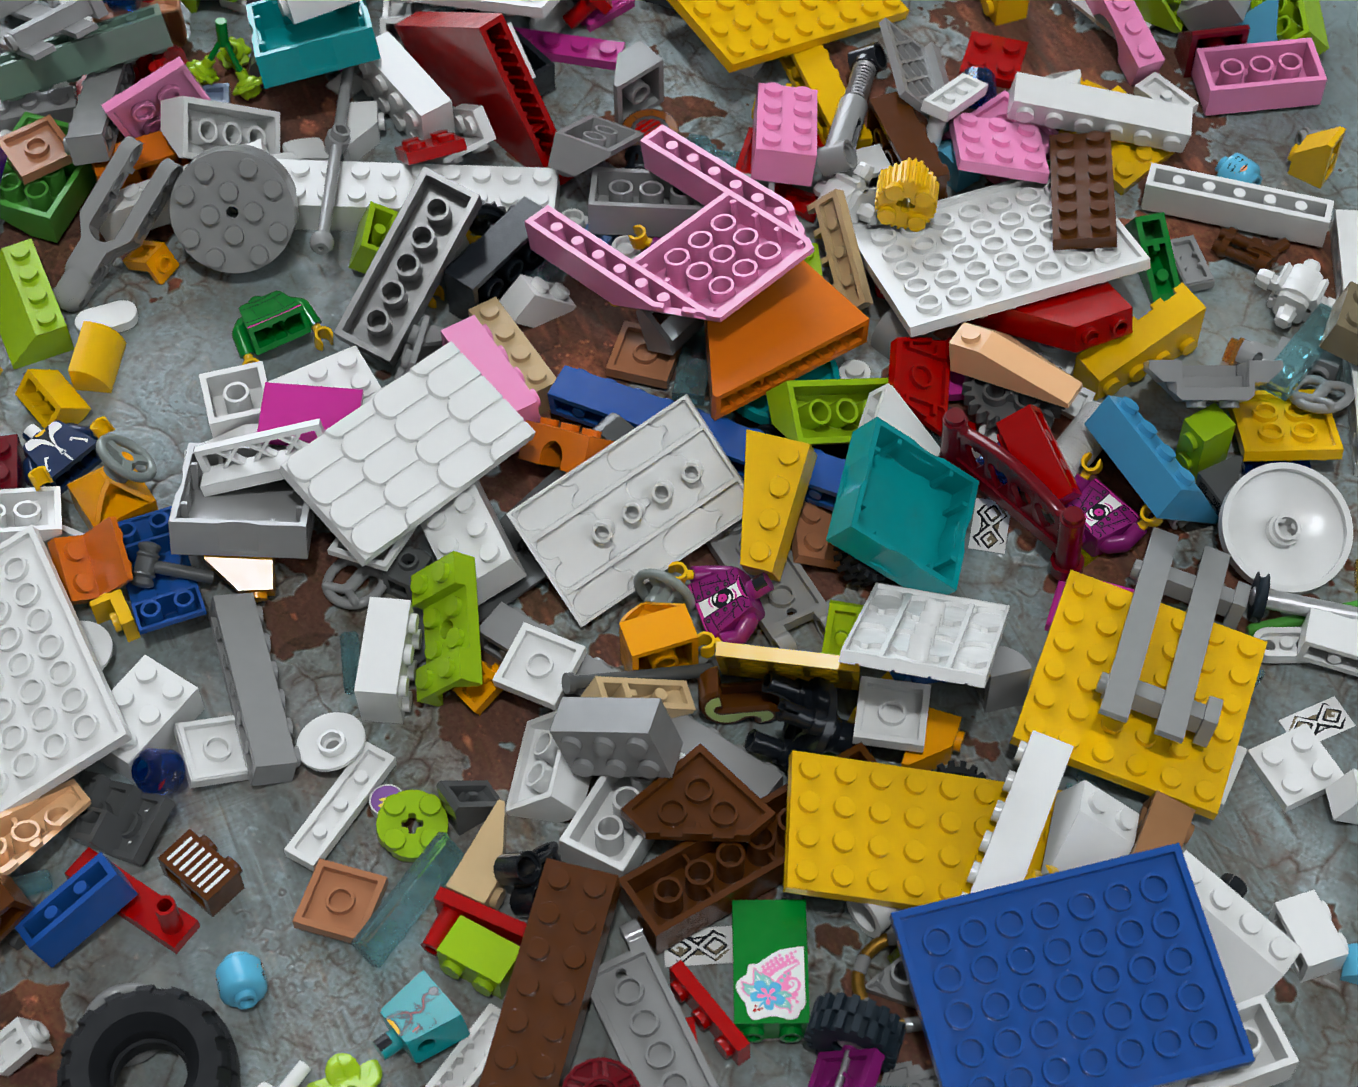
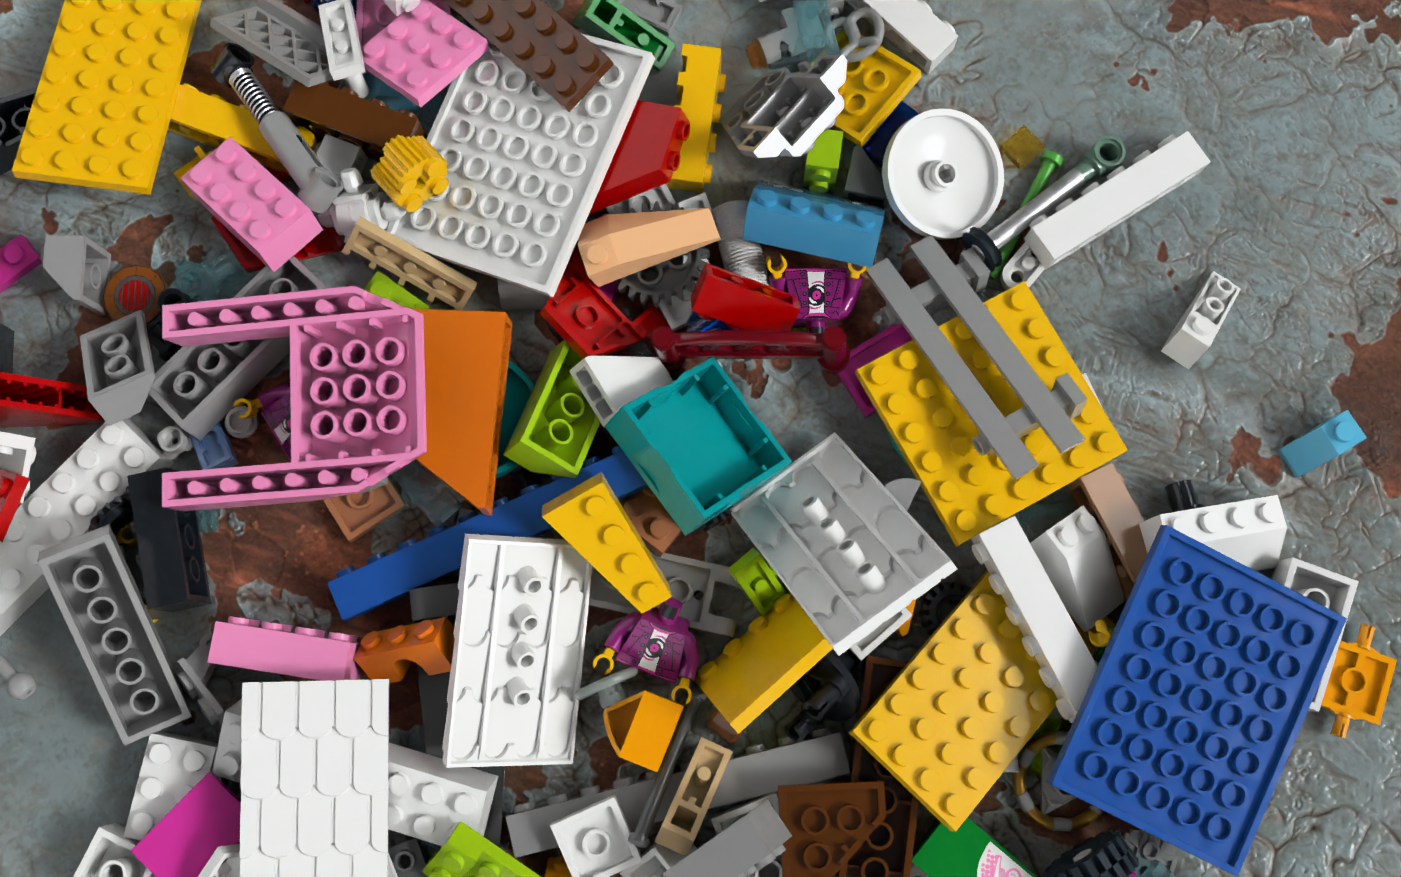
camera: 45 degrees left, 25 degrees up
(273, 322) = (59, 777): green torso -> none
(370, 235) = (44, 622): lime brick -> none
(518, 348) = (269, 604): tan brick -> none
(536, 301) = (231, 541): white slope -> none
(854, 369) = (523, 351): white plate -> none
(989, 527) = (748, 378): white sticker -> none
(1294, 767) = (1123, 352): white plate -> none
(1310, 926) = (1258, 471): white brick -> none
(1323, 719) = (1099, 301): white sticker -> none

